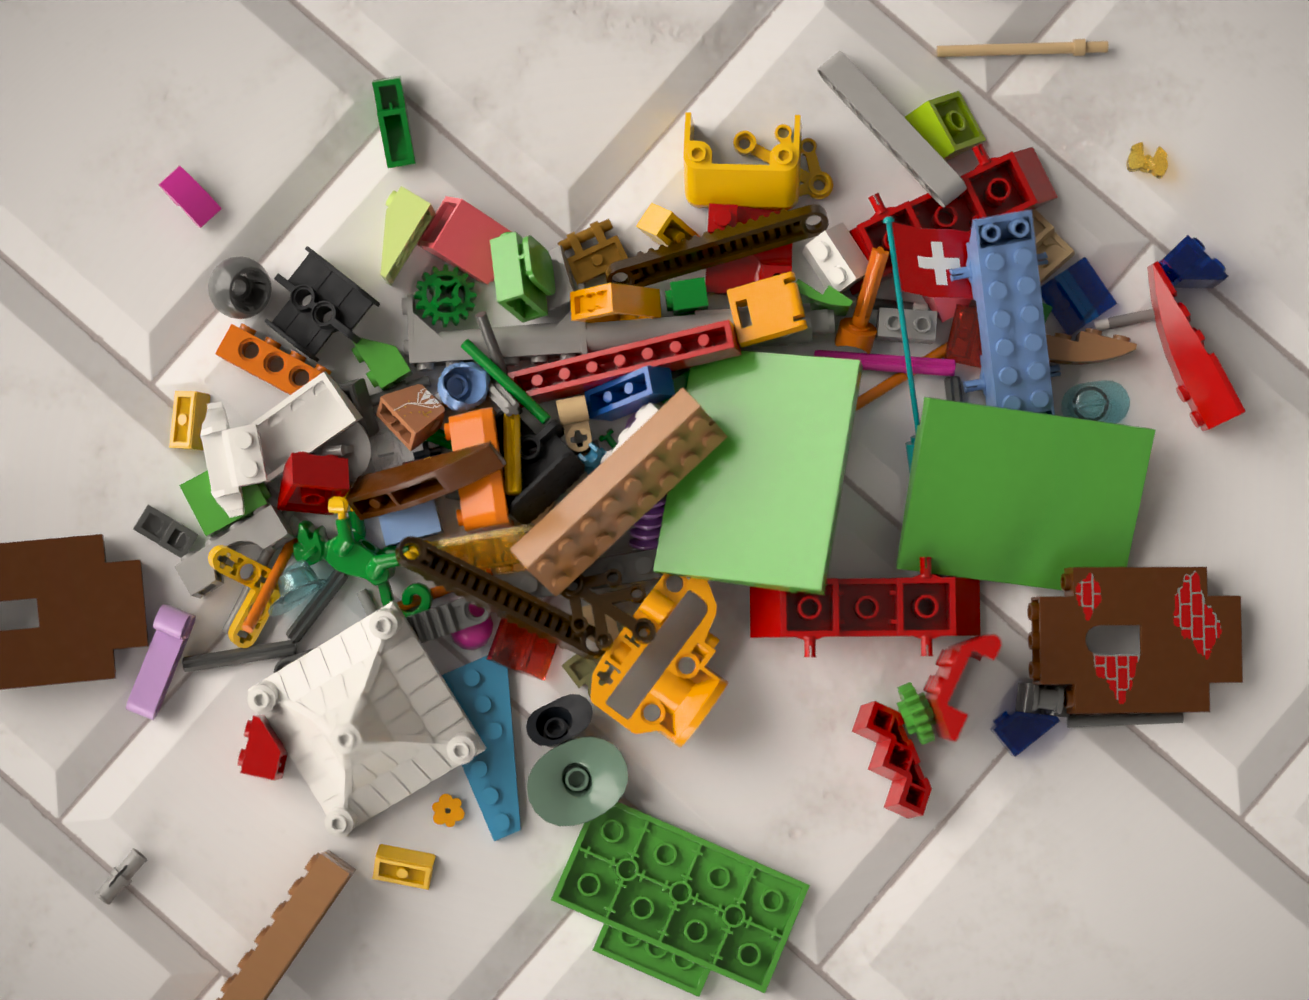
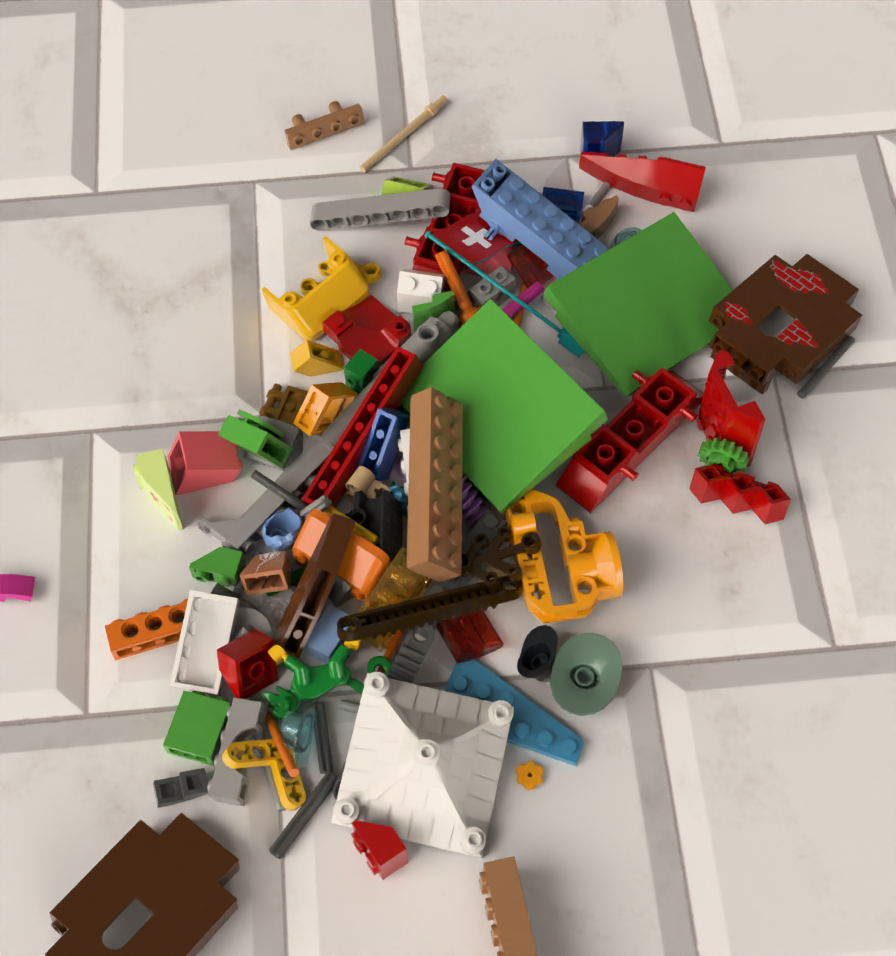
camera: 45 degrees left, 25 degrees down
(160, 663) = (256, 863): lavender beam -> none
(187, 419) = (131, 711): yellow slope -> none
(232, 458) = (180, 694): white plate -> none
(250, 292) = (90, 601): dark grey wheel -> none
(329, 292) = (147, 550): black piece -> none
(394, 121) = (96, 443): green slope -> none
(403, 866) = (540, 836): yellow slope -> none
(437, 287) = (221, 499): green gear -> none
(474, 636) = (434, 662): dark pink hair -> none
(505, 381) = (303, 501): green bar -> none
(581, 671) = (519, 617): olive plate -> none
(678, 901) = (718, 690): bright green slope -> none
(719, 246) = (354, 329): dark brown gear -> none
(771, 306) = (412, 327): light orange container -> none
(1021, 729) = (783, 418): clear blue slope -> none
(1041, 700) = (776, 391): dark grey piece -> none
(1147, 164) = (526, 124): clear yellow piece -> none

